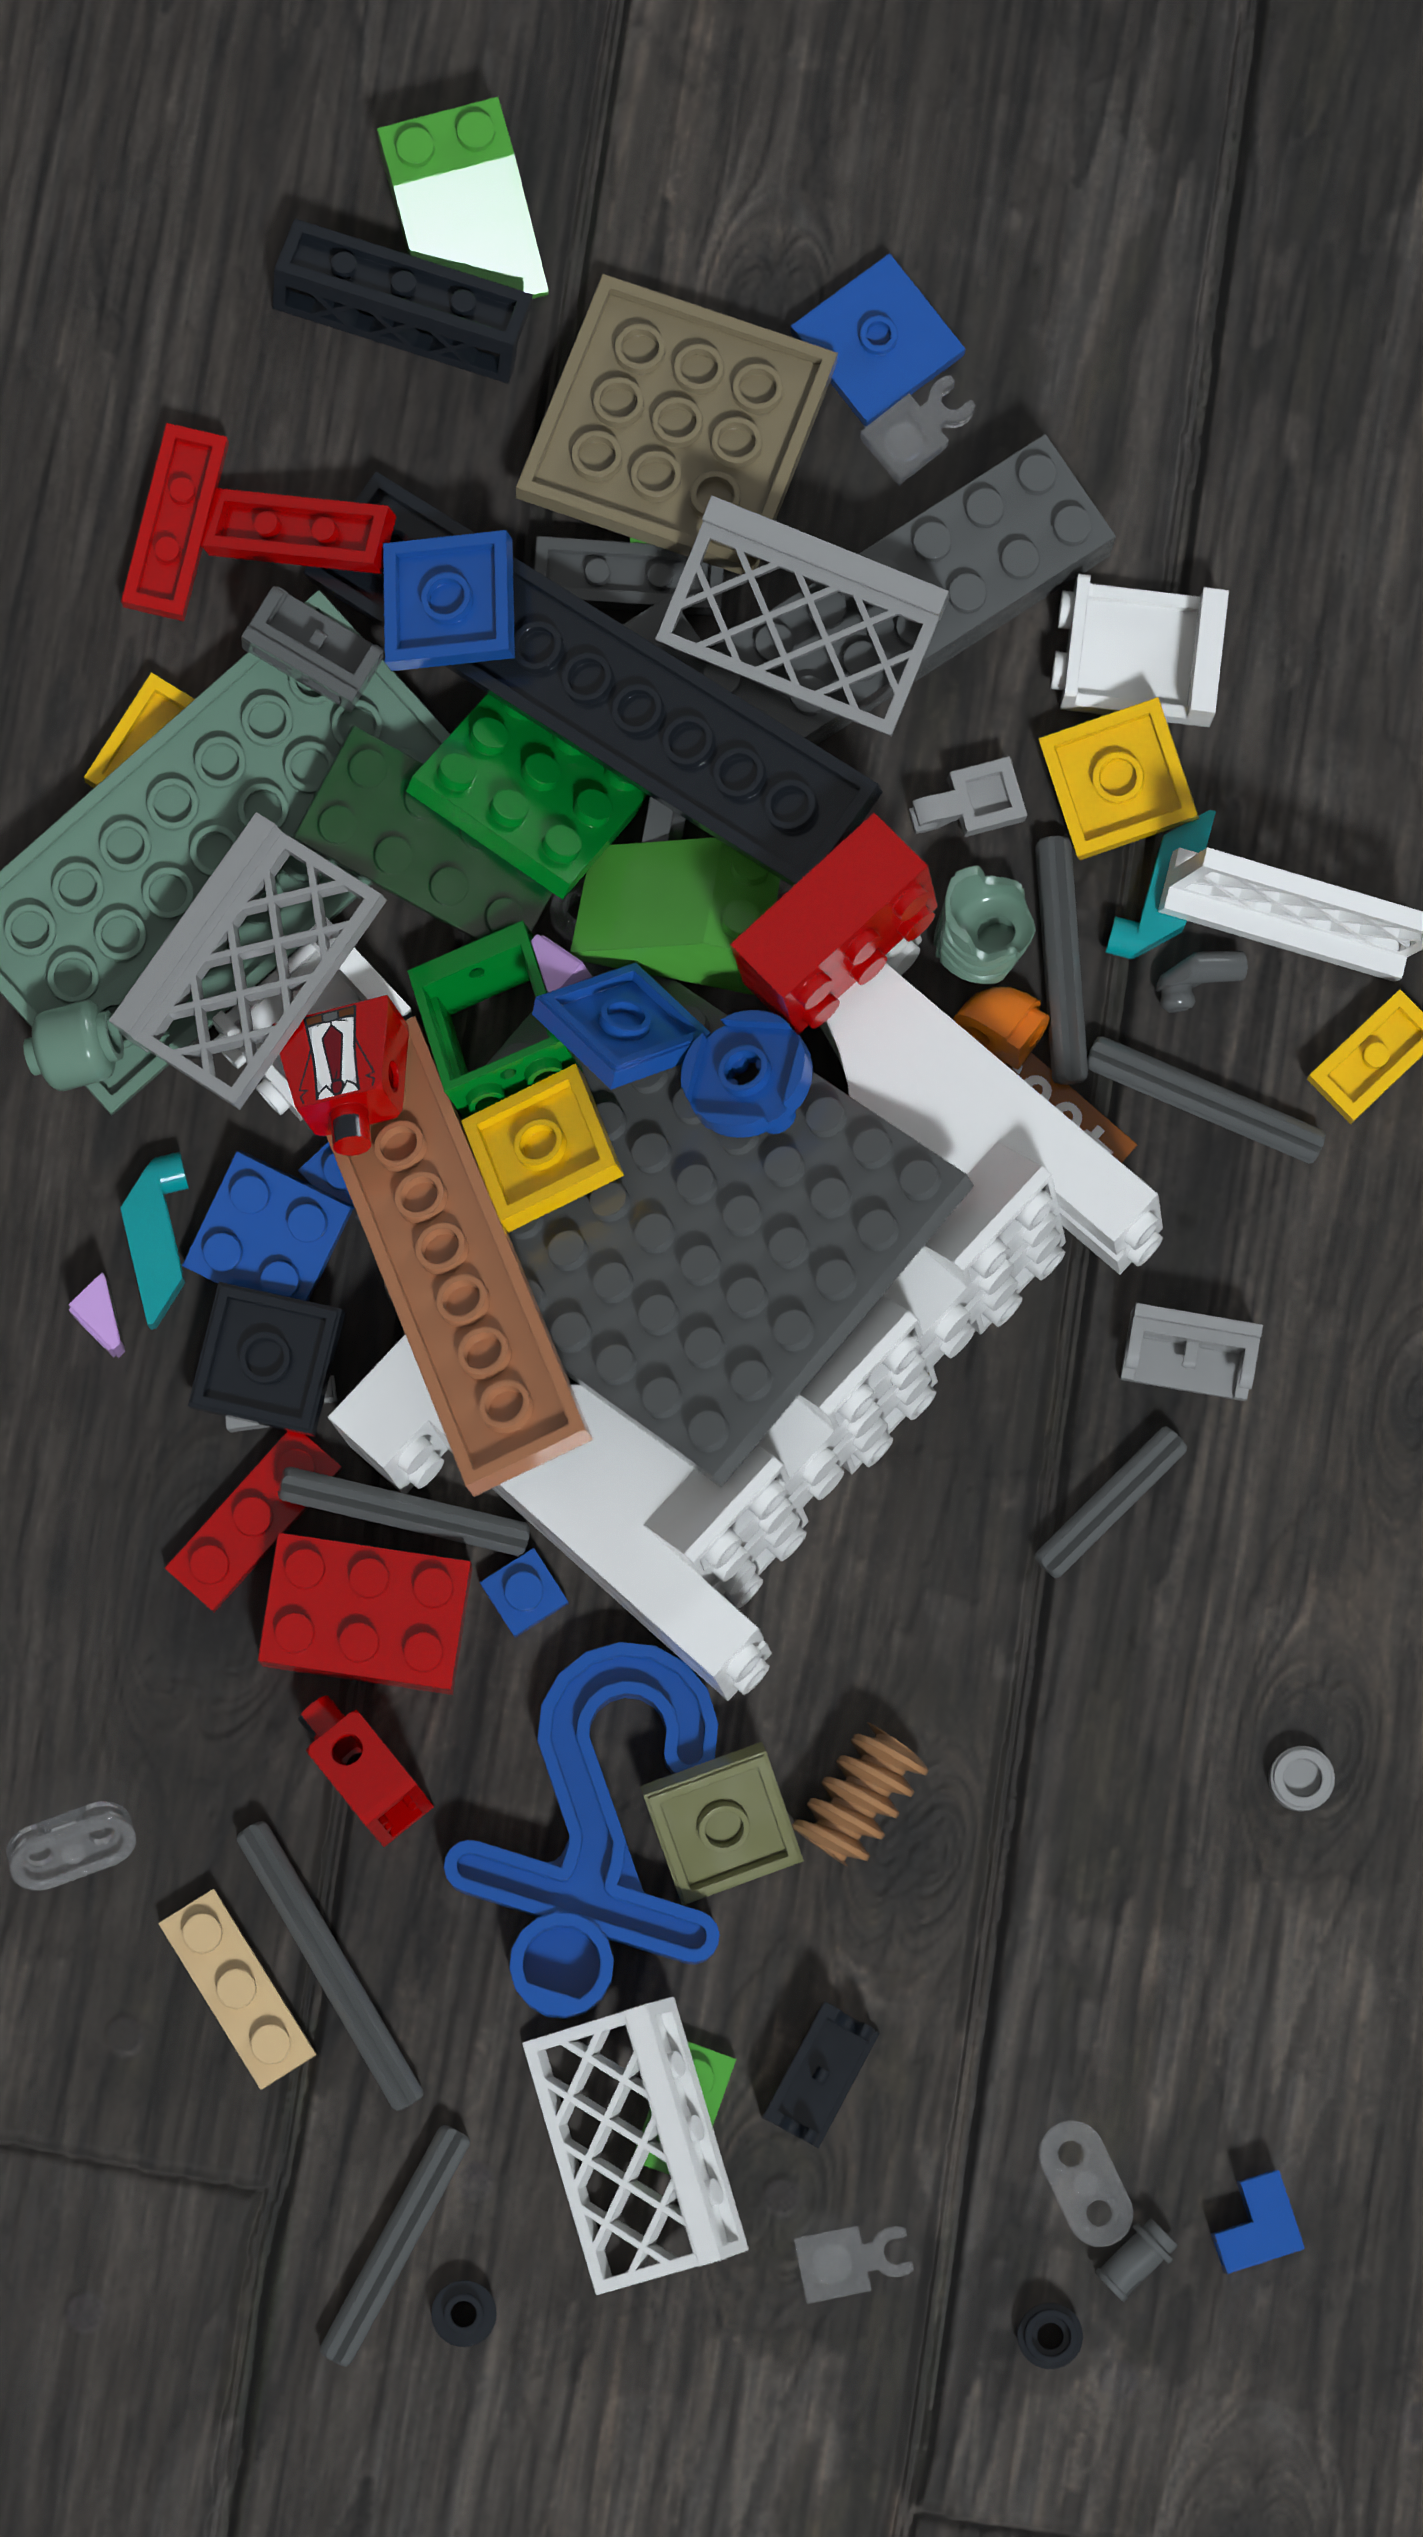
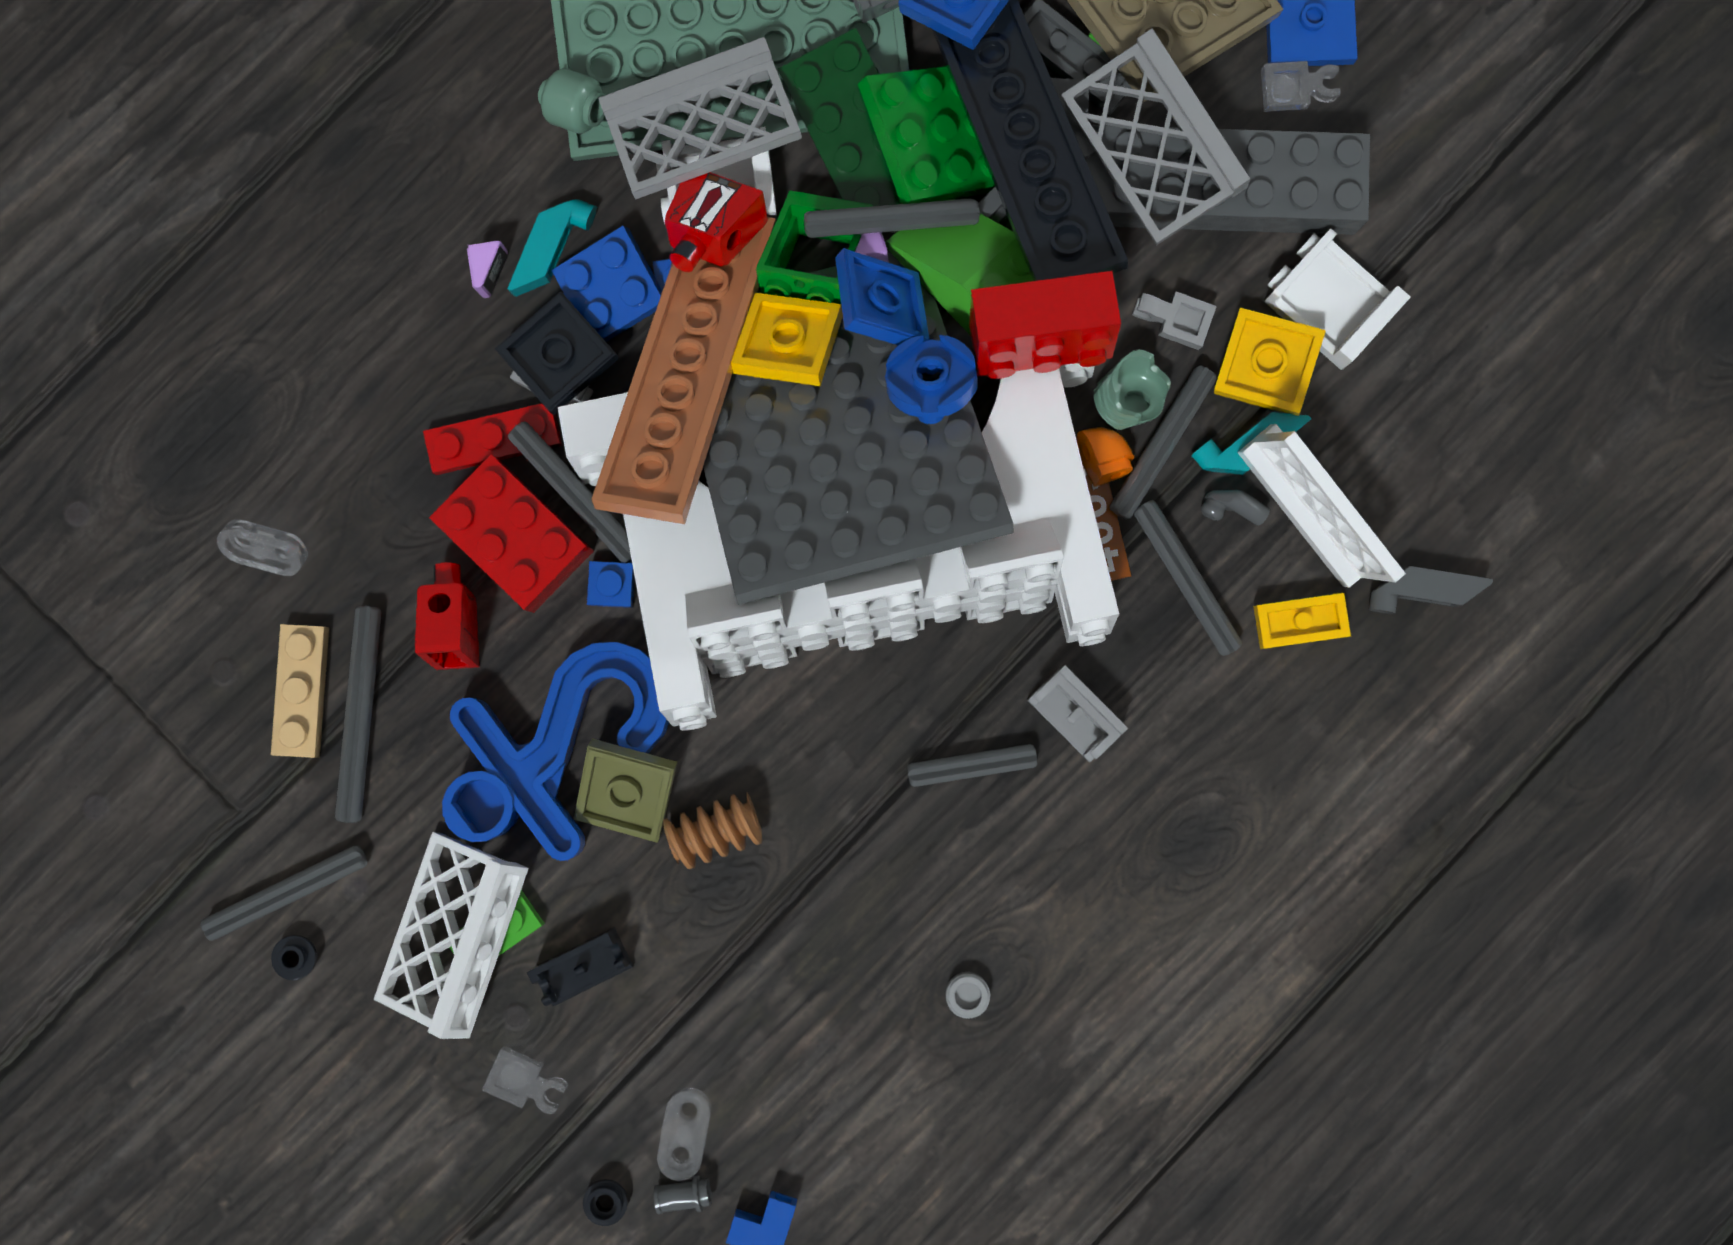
camera: 45 degrees right, 5 degrees up
(561, 921) = (891, 218): none -> dark grey axle

